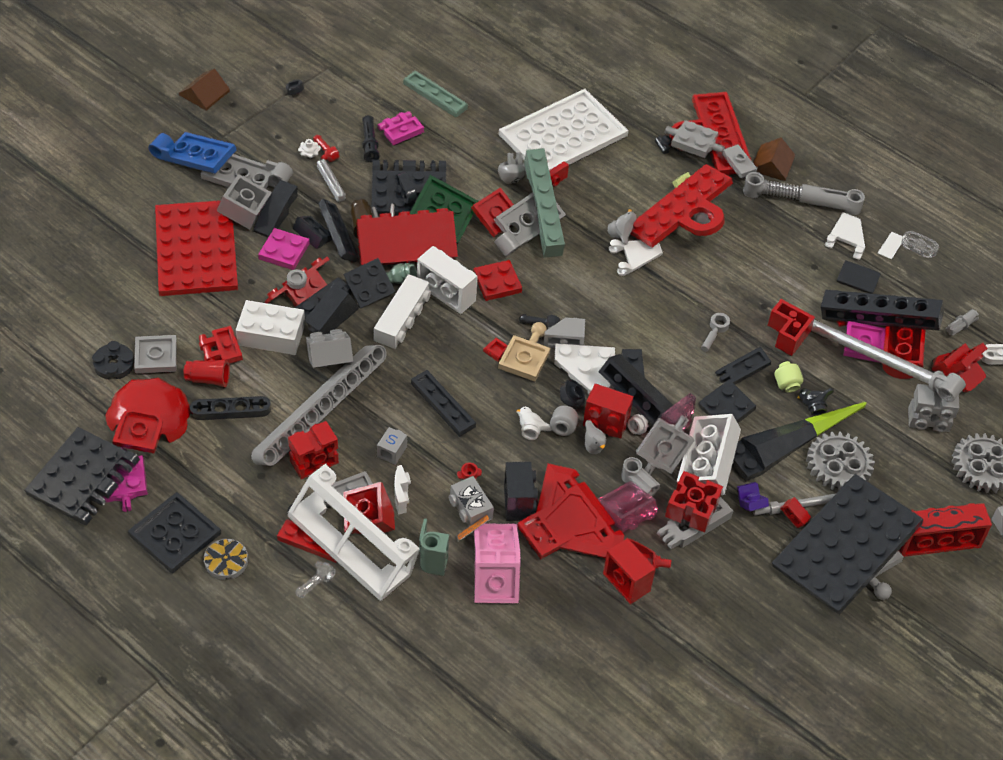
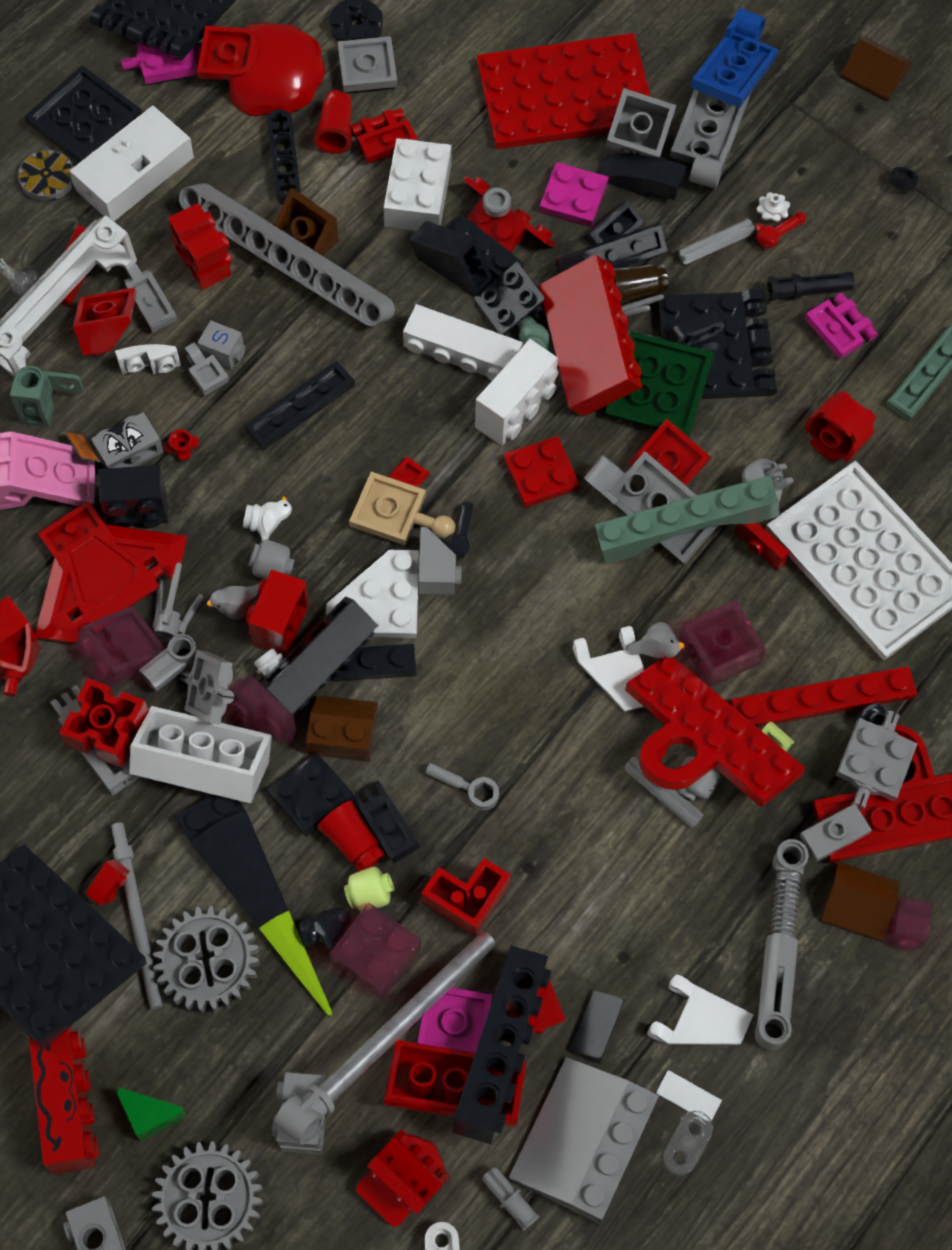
camera: 90 degrees right, 15 degrees up
(228, 497) = (132, 163): none -> white brick
(295, 390) = (307, 223): none -> reddish brown slope
(329, 348) = (371, 251): light grey brick -> none
(413, 455) = (205, 372): none -> light grey plate
(479, 130) = (840, 427): none -> red brick
(572, 394) = (319, 570): black plate -> none
(609, 479) = (168, 622): none -> light grey plant
(621, 195) = (722, 643): none -> clear pink brick
(651, 161) = (827, 697): none -> red plate
(680, 381) = (342, 728): none -> reddish brown slope
(713, 239) = (670, 798): none -> light grey axle
(750, 497) = (132, 820): dark purple bracket -> none
(757, 382) = (351, 836): none -> red plant
(790, 136) = (911, 924): none -> clear pink brick
(828, 371) = (375, 951): none -> clear pink brick
(928, 278) = (583, 1139): none -> light grey slope
(942, 491) = (149, 1114): none -> green slope

